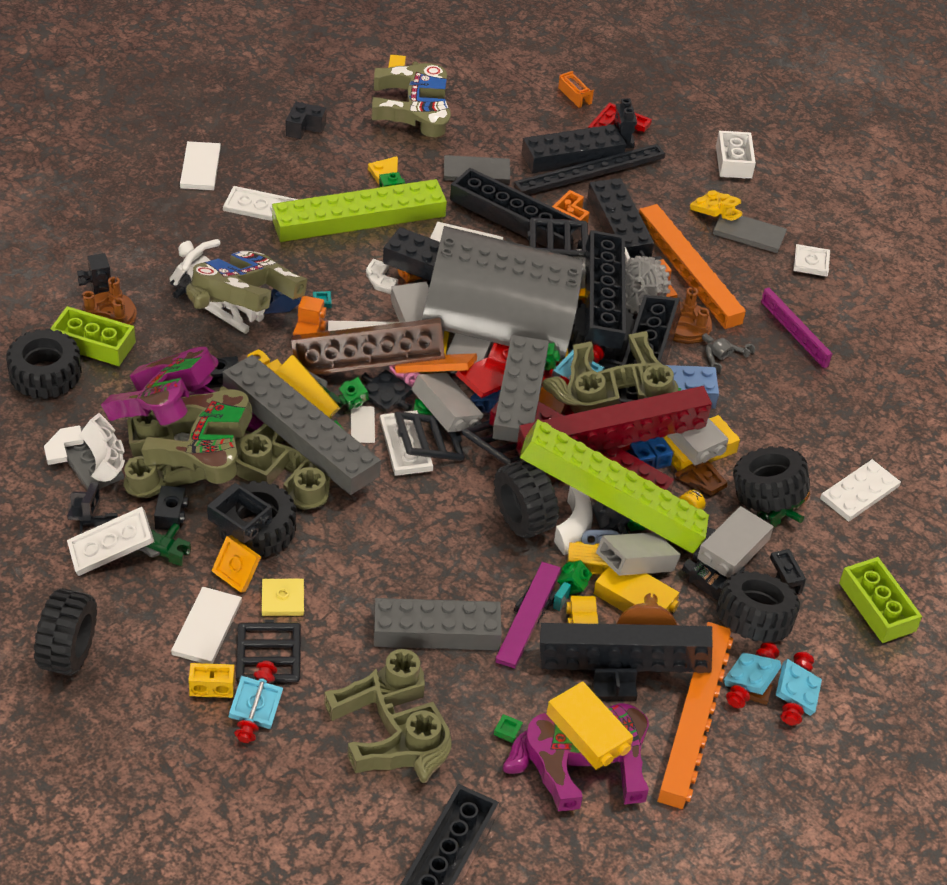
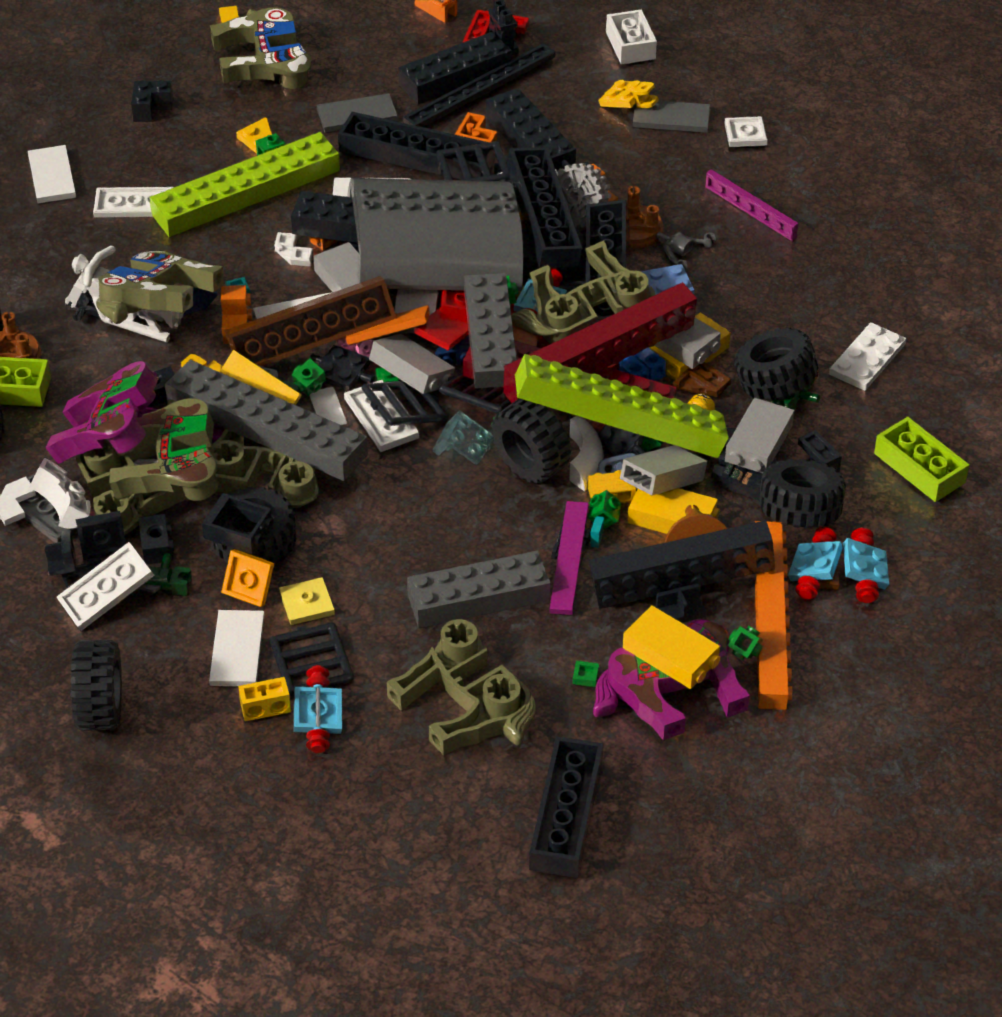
camera: 10 degrees left, 0 degrees up
(123, 493) = (100, 534): none -> black plate
(471, 480) = (464, 437): none -> clear light blue bracket
(582, 610) = (622, 539): yellow brick -> none
(654, 734) = (737, 640): none -> green brick
(692, 267) = (623, 166): orange brick -> none

